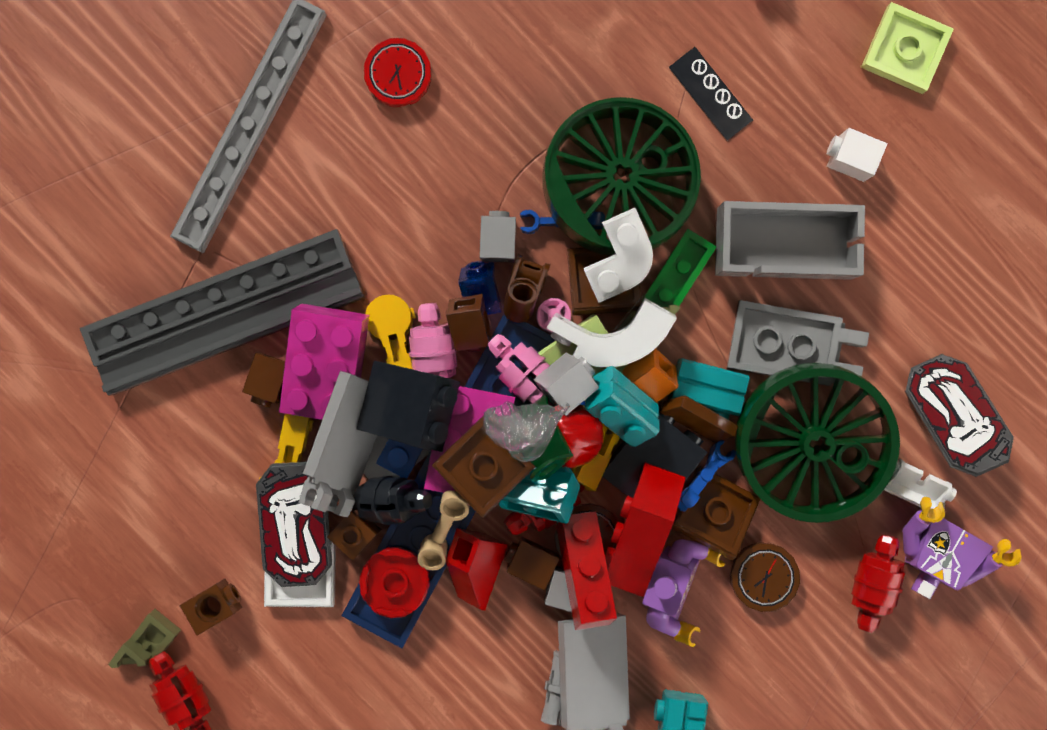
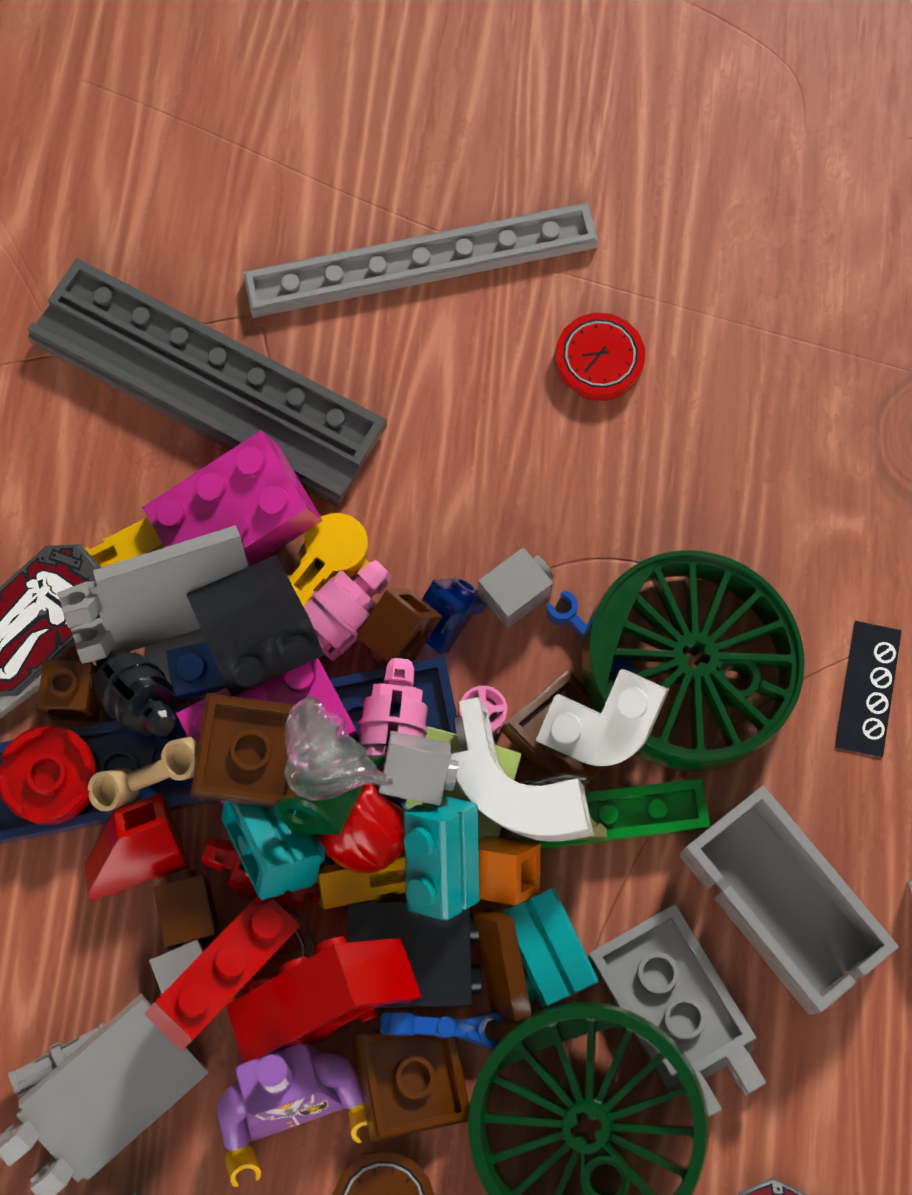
camera: 55 degrees right, 15 degrees down
(265, 380) = (164, 468): reddish brown brick -> none
(524, 284) = (485, 657): reddish brown piece -> none

